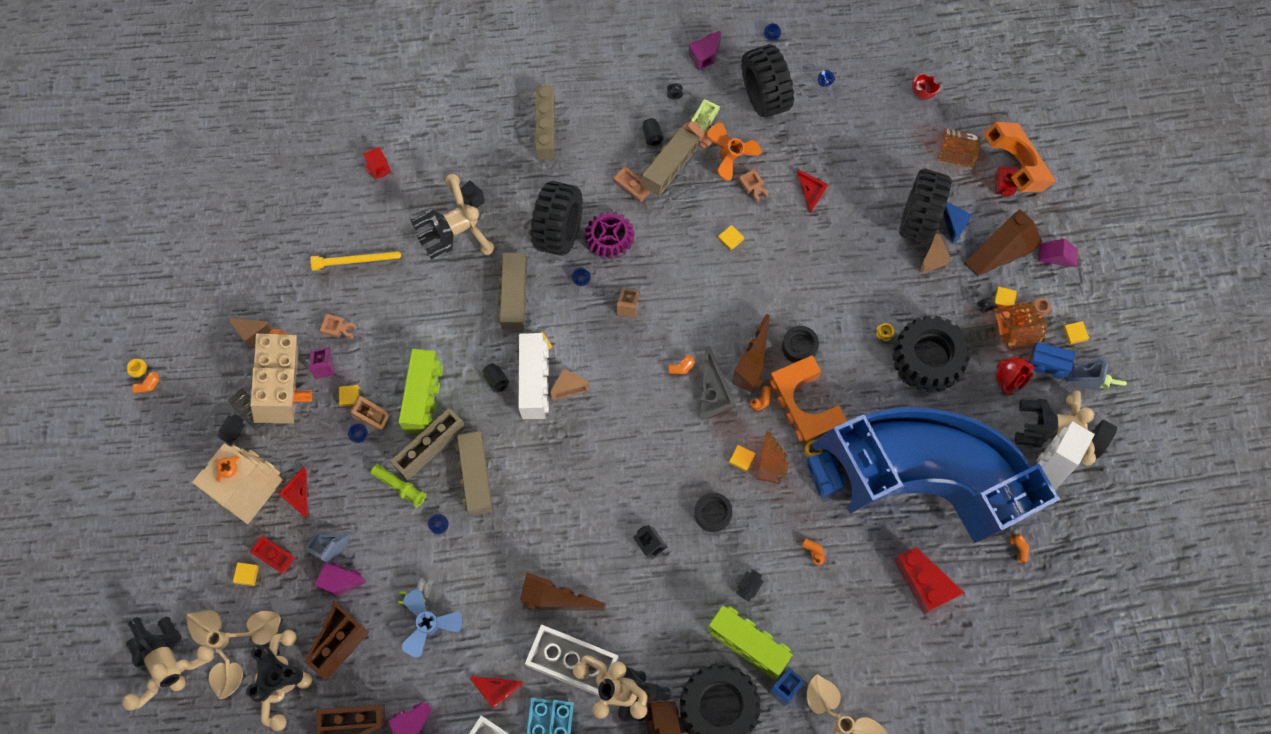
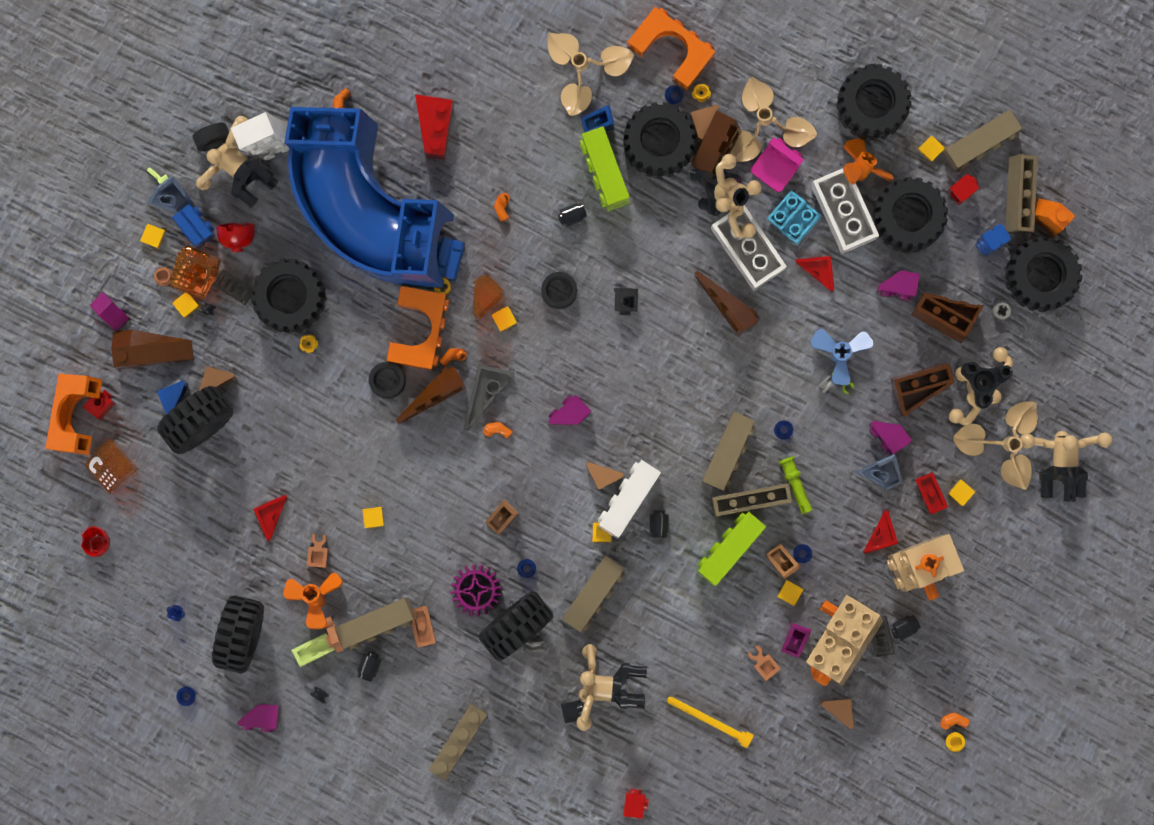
camera: 145 degrees left, 15 degrees up
(629, 416) = (571, 413): none -> magenta slope

